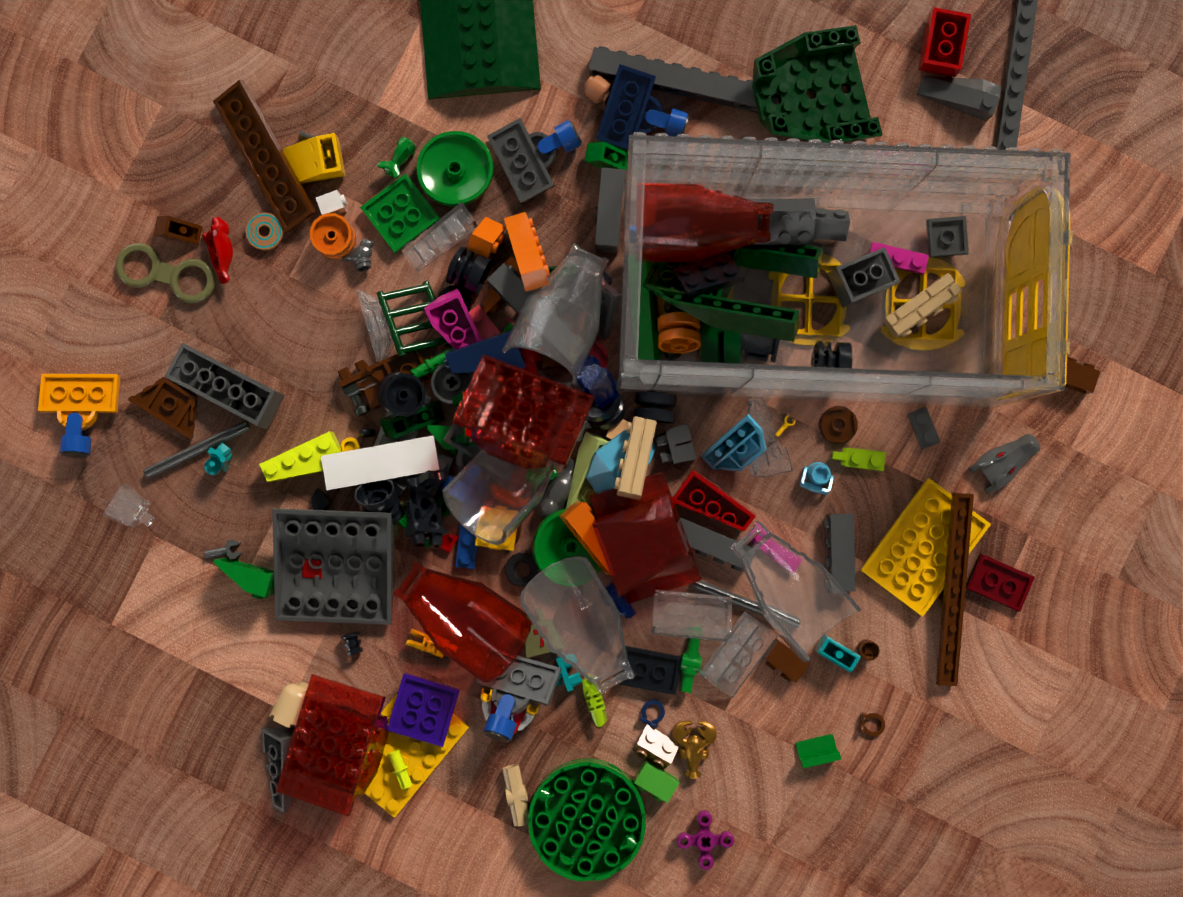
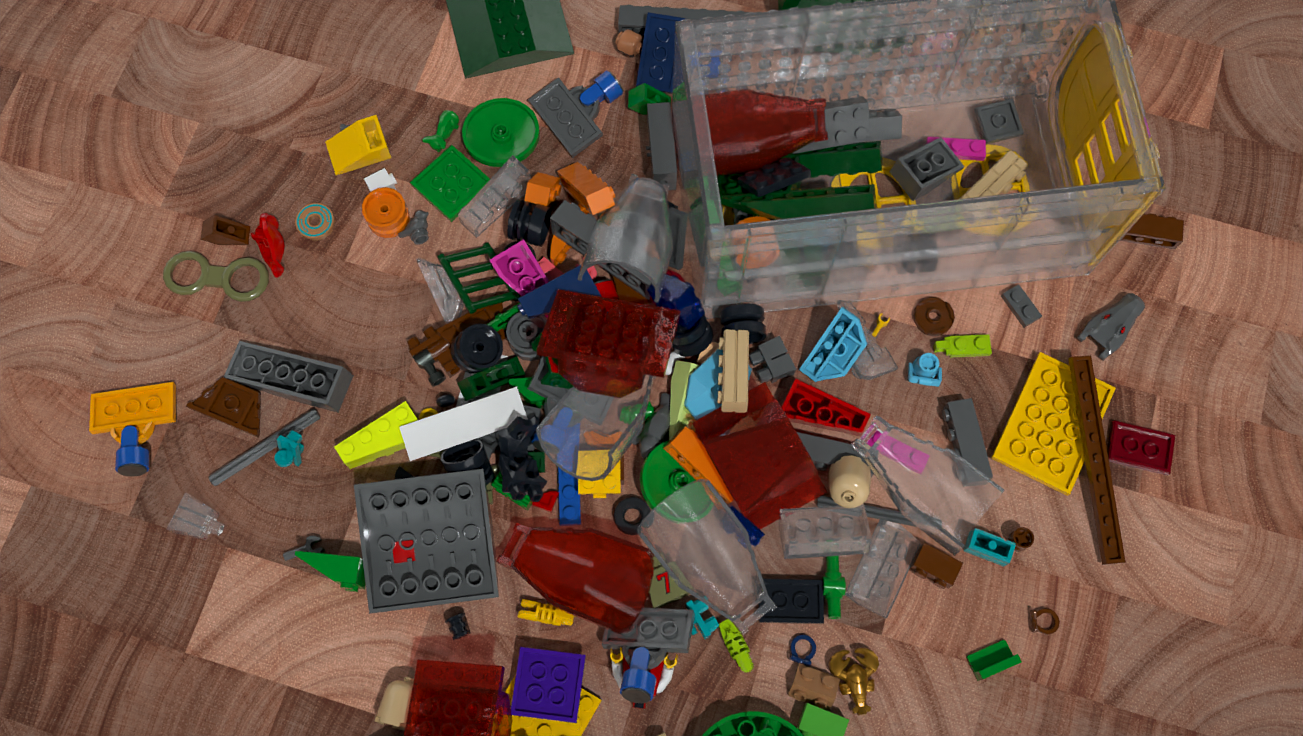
camera: 10 degrees left, 15 degrees down
(264, 156) = (308, 150): reddish brown plate -> none
(722, 576) = (849, 481): none -> tan cylinder

